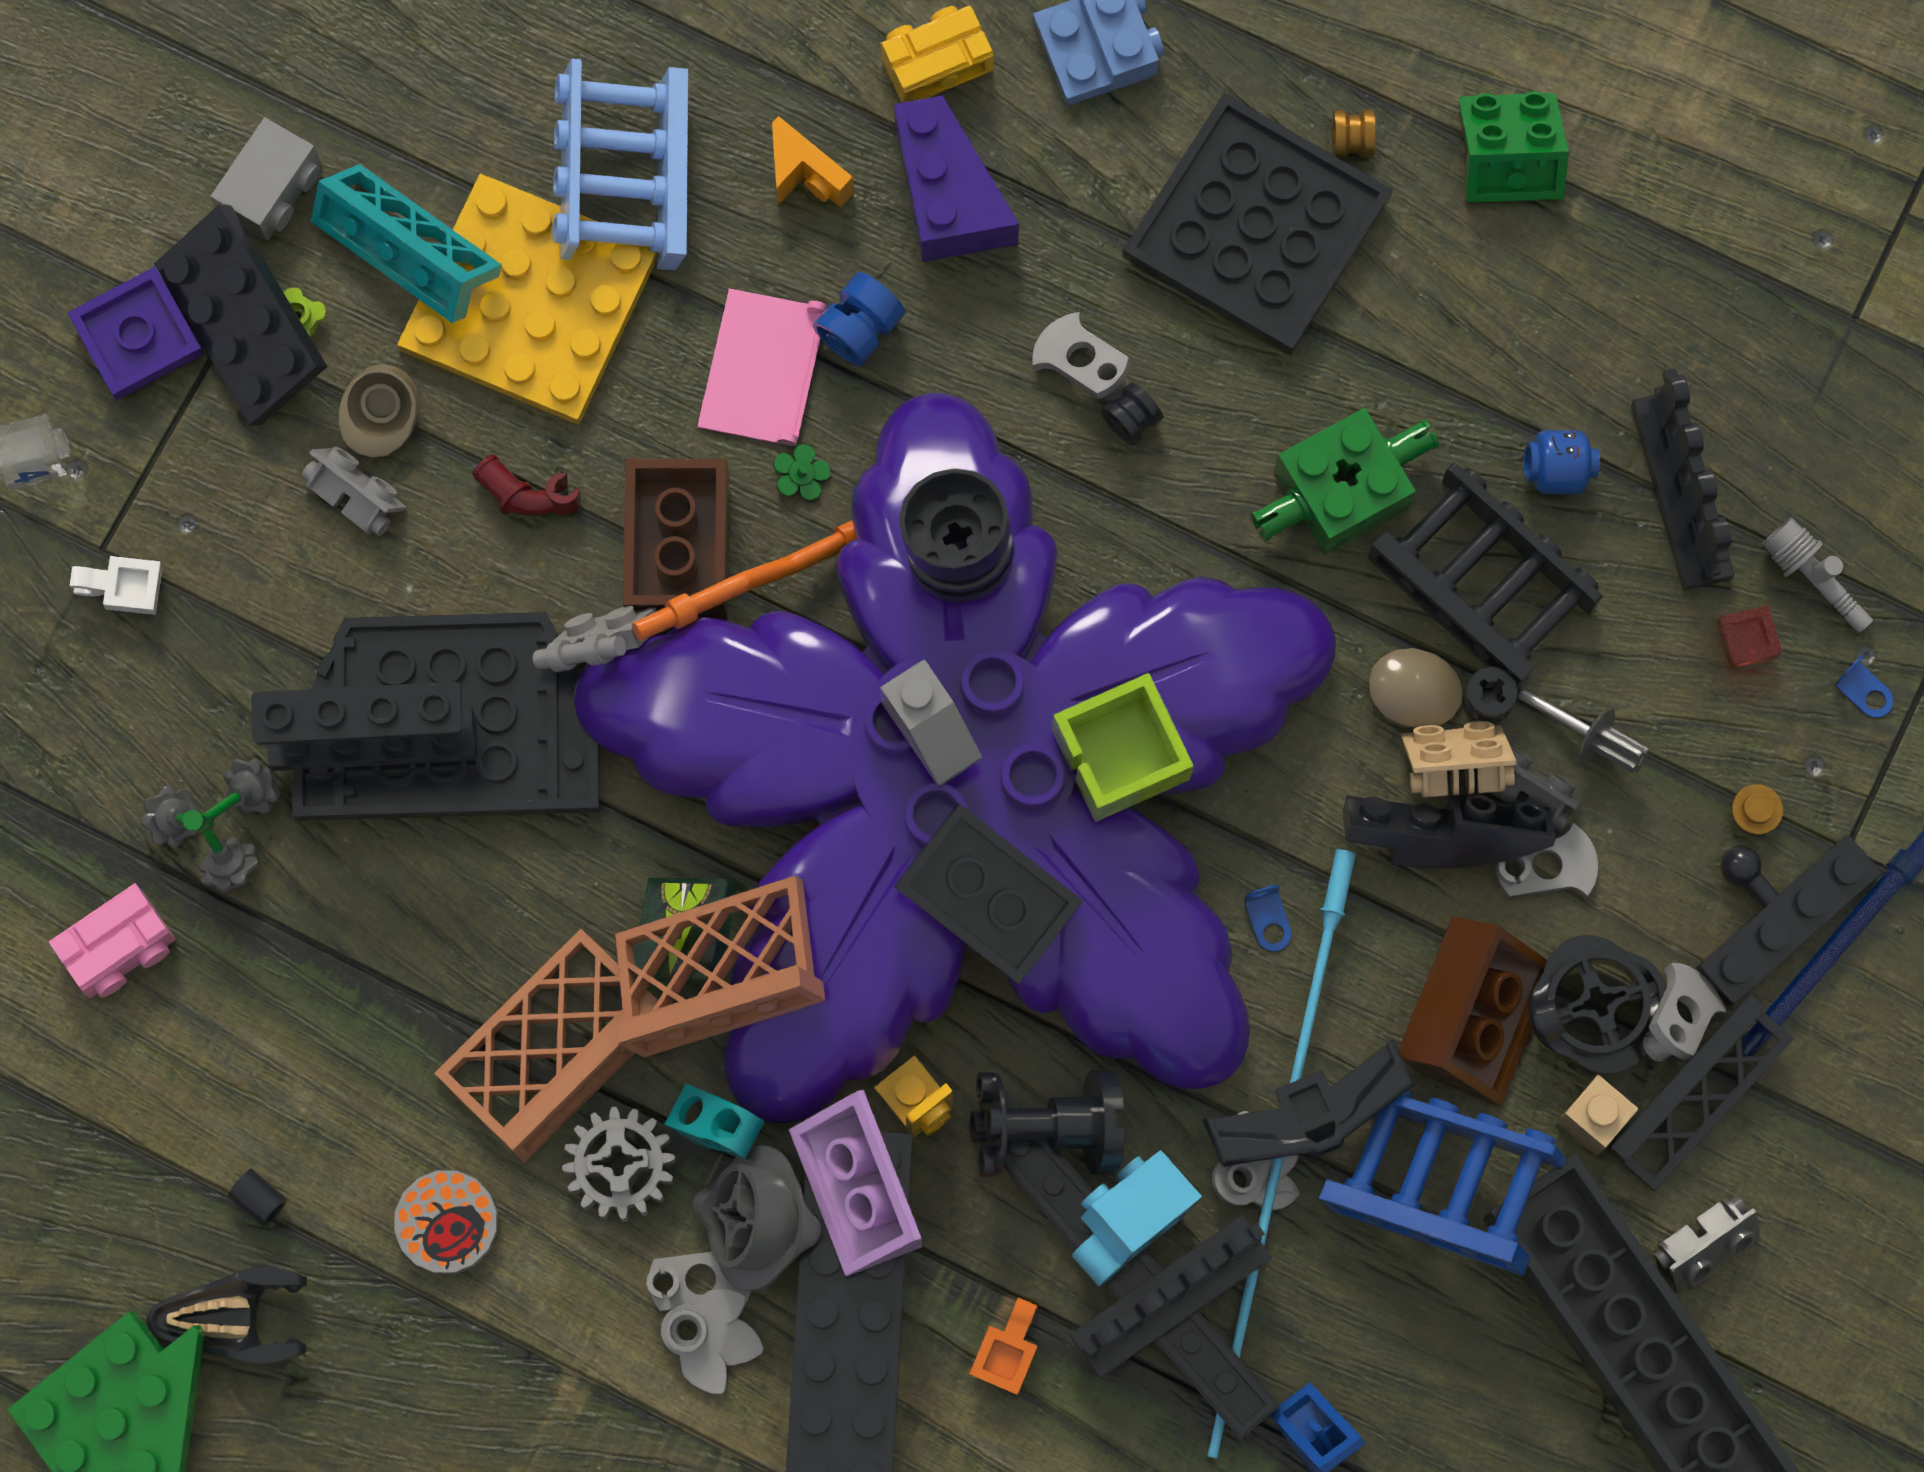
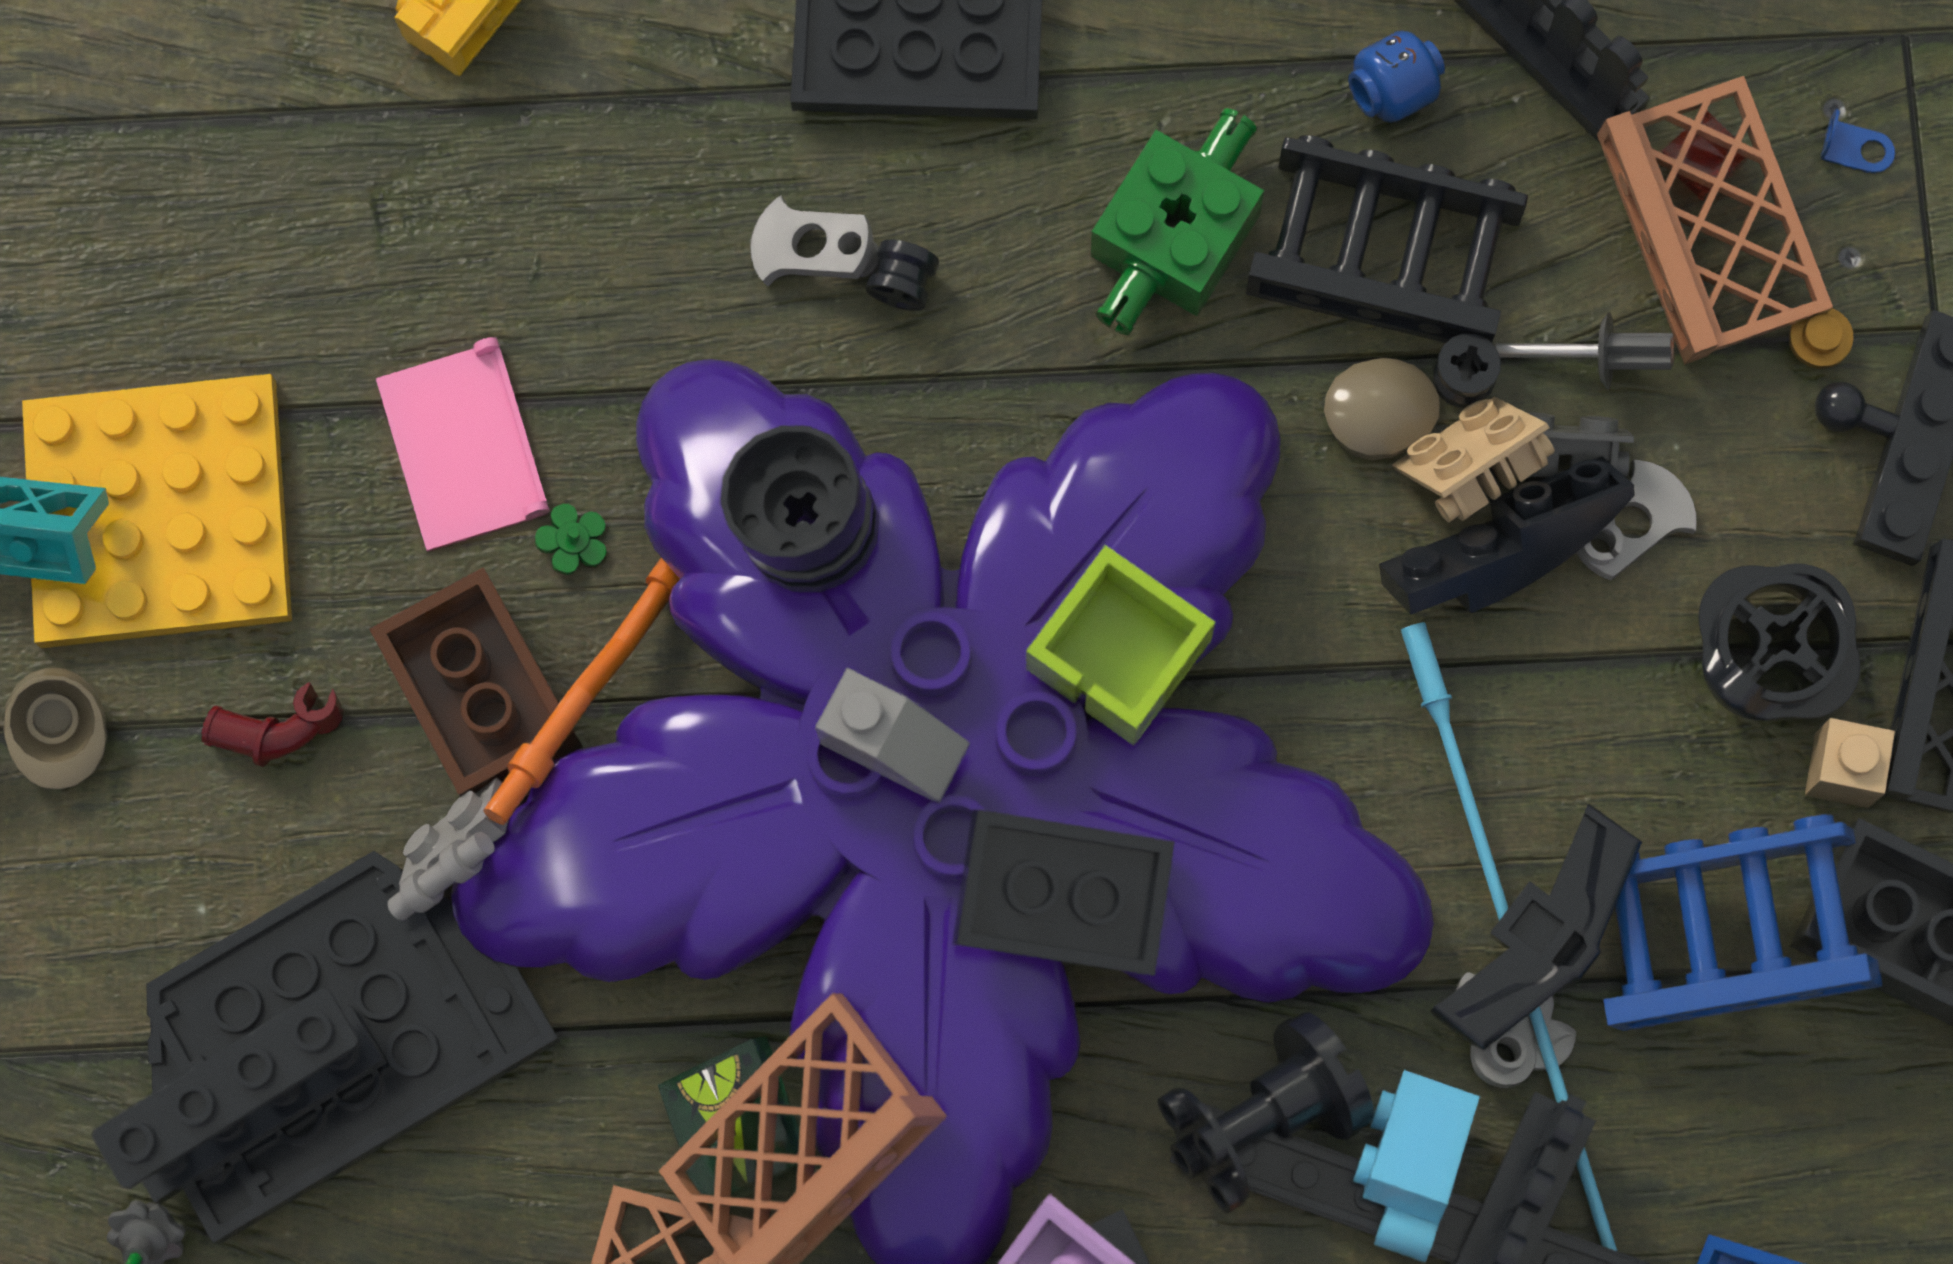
camera: 25 degrees left, 0 degrees up
(338, 476) = (49, 826): light grey hinge -> none
(666, 144) = (216, 256): light blue fence -> none
(800, 159) = (375, 192): light orange slope -> none
(862, 315) = (543, 323): blue wheel -> none
(916, 1098) = (1098, 1164): yellow bracket -> none
(947, 184) = (557, 133): dark purple wedge -> none
(1266, 910) = (1358, 738): blue piece -> none
(1474, 1010) = (1650, 721): reddish brown slope -> none
(1668, 1030) = (1875, 628): light grey piece -> none
(1683, 679) = (1663, 239): none -> nougat fence
(1795, 549) = (1699, 36): light grey piece -> none

